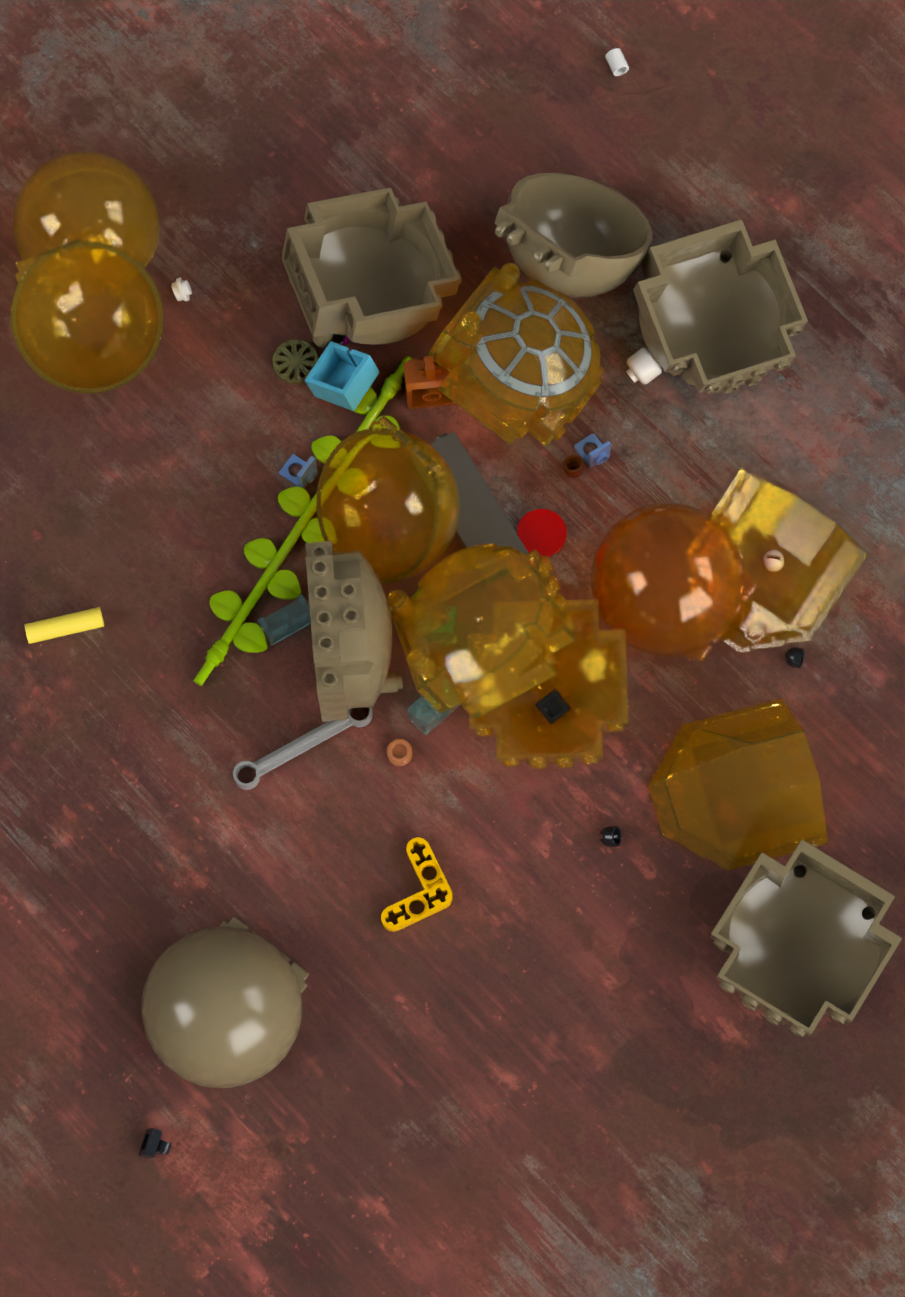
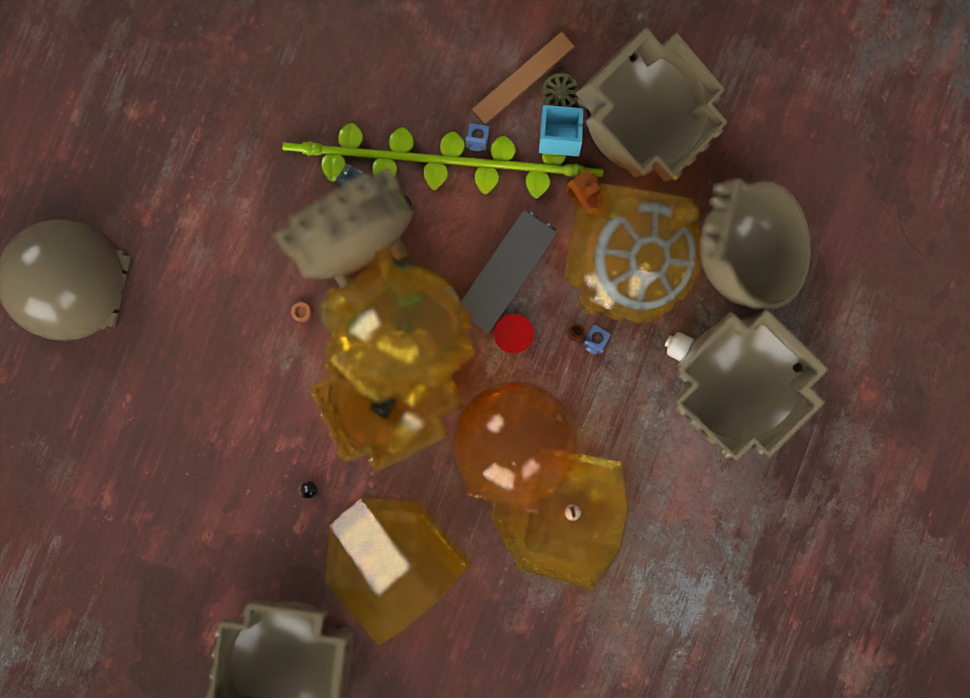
camera: 65 degrees right, 15 degrees up
(64, 625) = (281, 32): light yellow piece -> none
(259, 394) = (523, 78): none -> medium nougat tile
(297, 747) = (254, 228): light grey piece -> none
(388, 500) = (466, 214): clear yellow windscreen -> none
(430, 888) = (213, 380): yellow beam -> none
(617, 62) = (924, 209): white hinge -> none
(794, 657) = (505, 560): black hinge -> none

